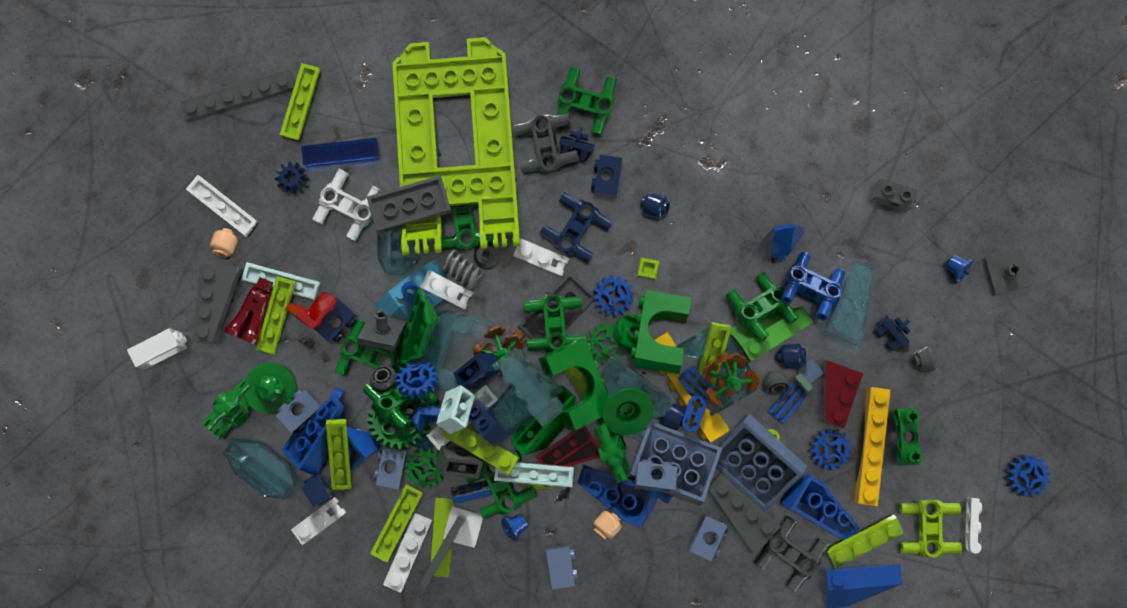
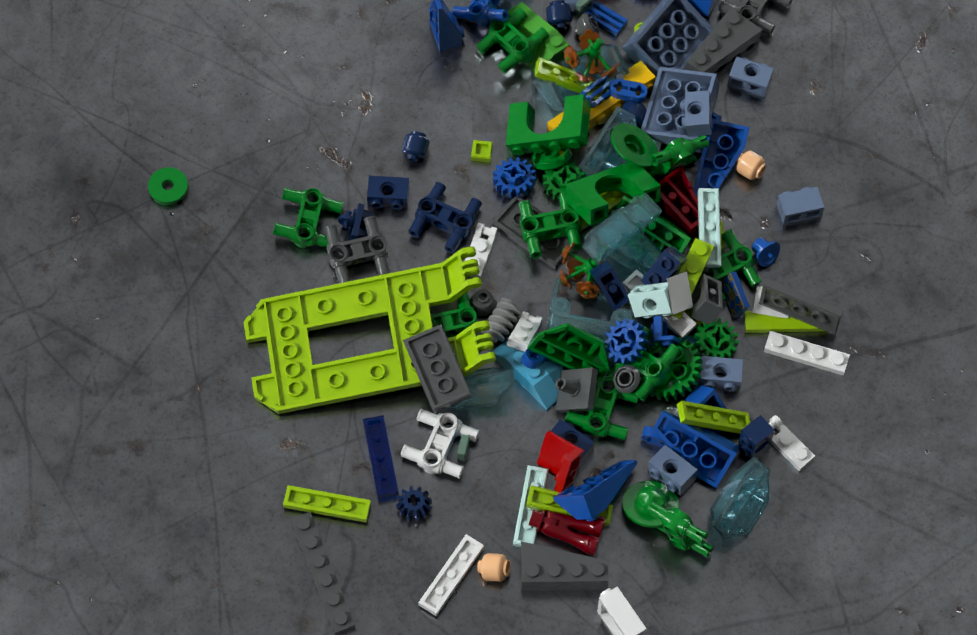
camera: 95 degrees left, 20 degrees down
(276, 334) = (596, 493): none -> blue wedge
(339, 225) = (463, 448): none -> sand green tile
(396, 523) = (778, 364): lime plate -> none
(457, 434) = (679, 292): none -> white sticker

